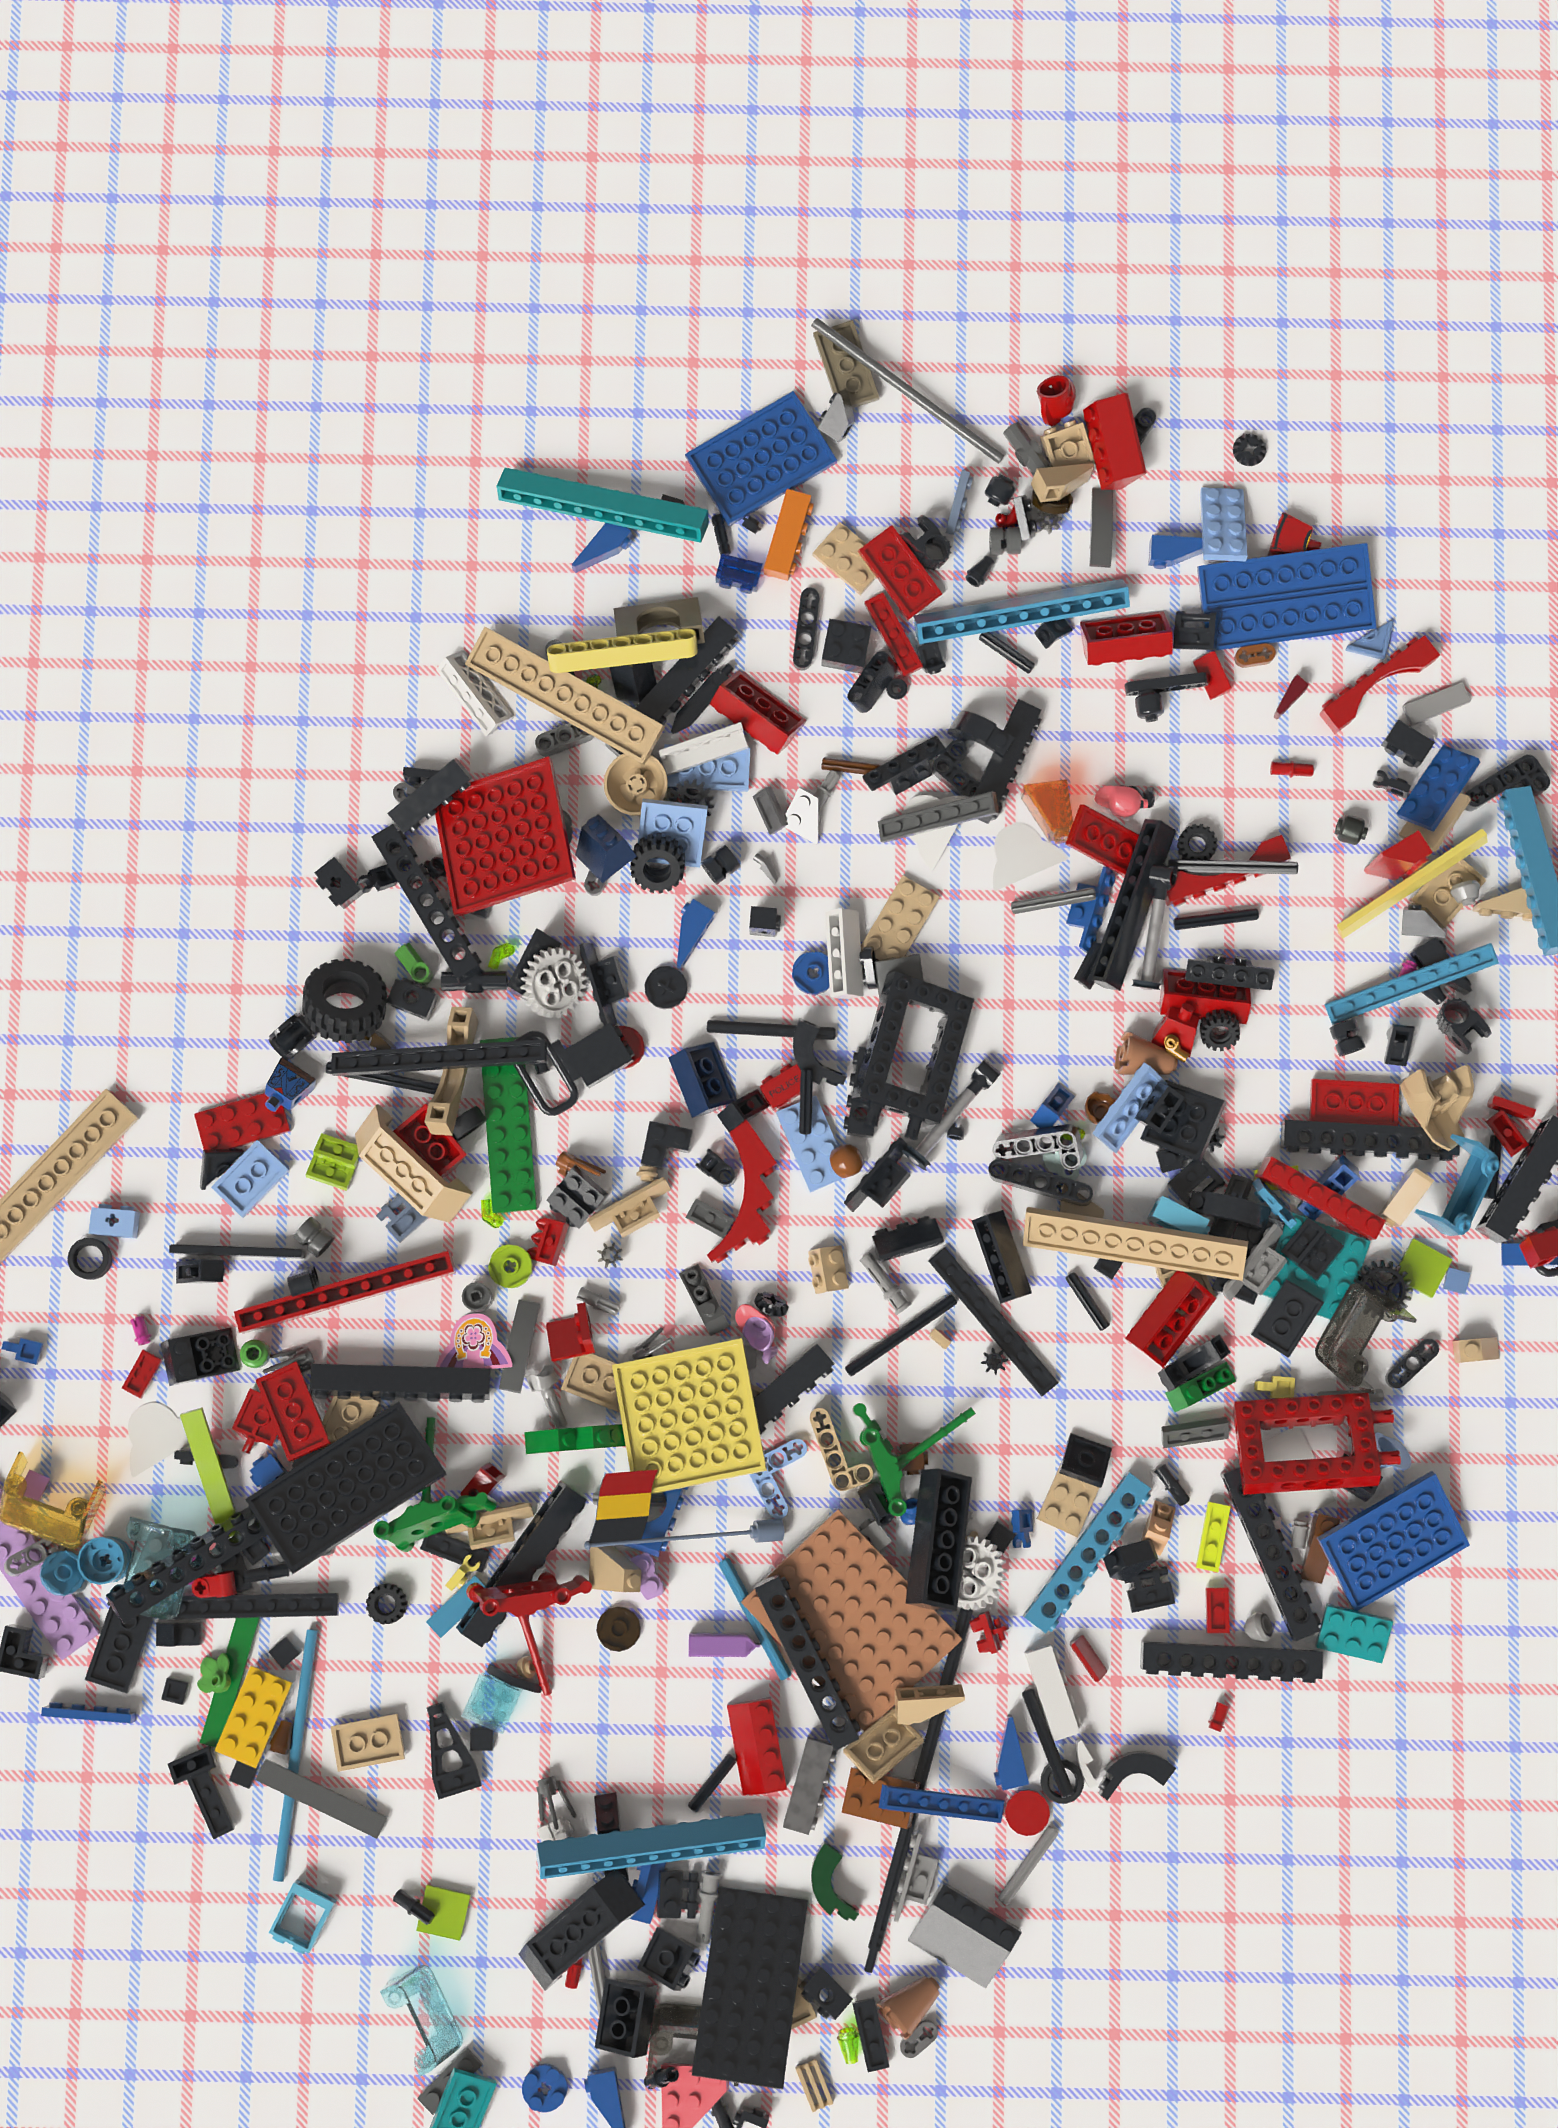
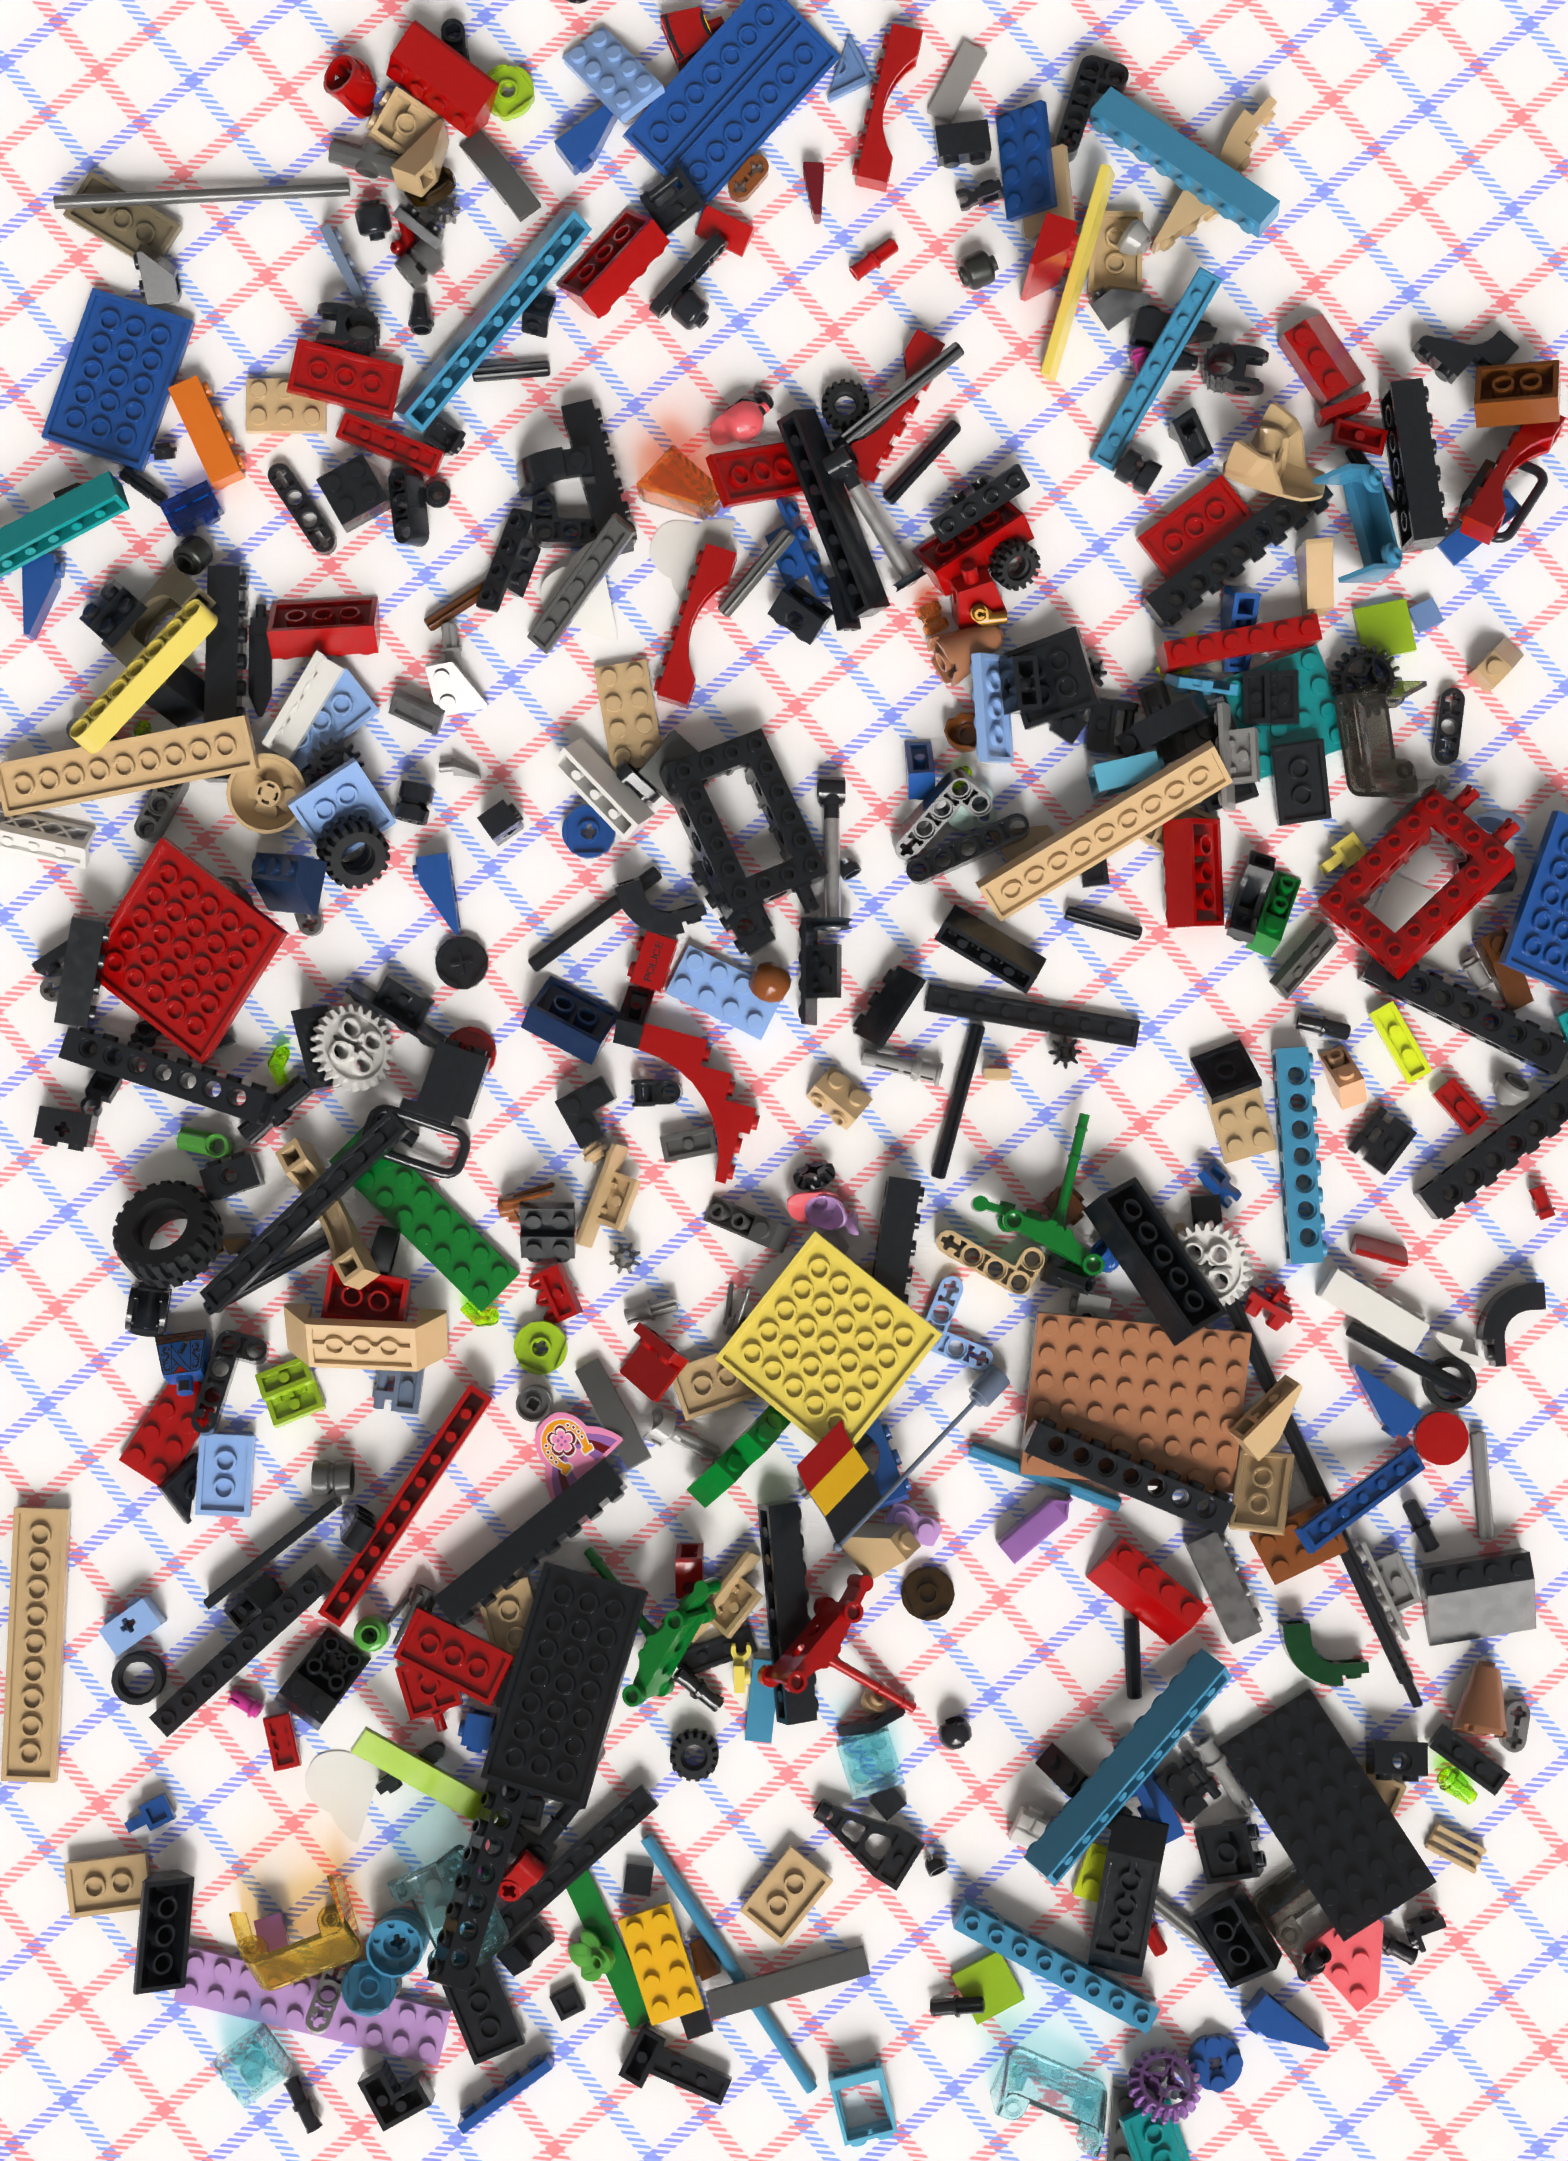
camera: 40 degrees left, 5 degrees up
(166, 1295) = (241, 1650): none -> black brick
(298, 1121) = (223, 1383): none -> black beam
(424, 1564) = (698, 1688): none -> black pin
(476, 1806) = (936, 1865): none -> black hinge
(494, 2053) = (1153, 2081): none -> medium lavender gear
(497, 1935) = (1055, 1965): none -> dark azure brick
(547, 1788) = (986, 1792): dark grey plant -> none
(560, 1731) = (955, 1732): none -> black piece
(566, 1897) = (1091, 1872): none -> neon yellow plate
(636, 596) = (112, 613): none -> black plate
(715, 601) = (192, 555): none -> pearl dark grey head
(806, 1093) = (685, 959): black axle -> none
(966, 1856) = (1420, 1525): none -> black axle
(1026, 879) = (713, 574): none -> red arch
(1067, 956) = (814, 613): none -> black brick
(1130, 1560) = (1344, 1128): black slope -> none
(1139, 1020) = (932, 618): none -> clear orange wheel
(1158, 490) = (523, 96): none -> lime plate
(1523, 1065) = (1320, 360): none -> red slope

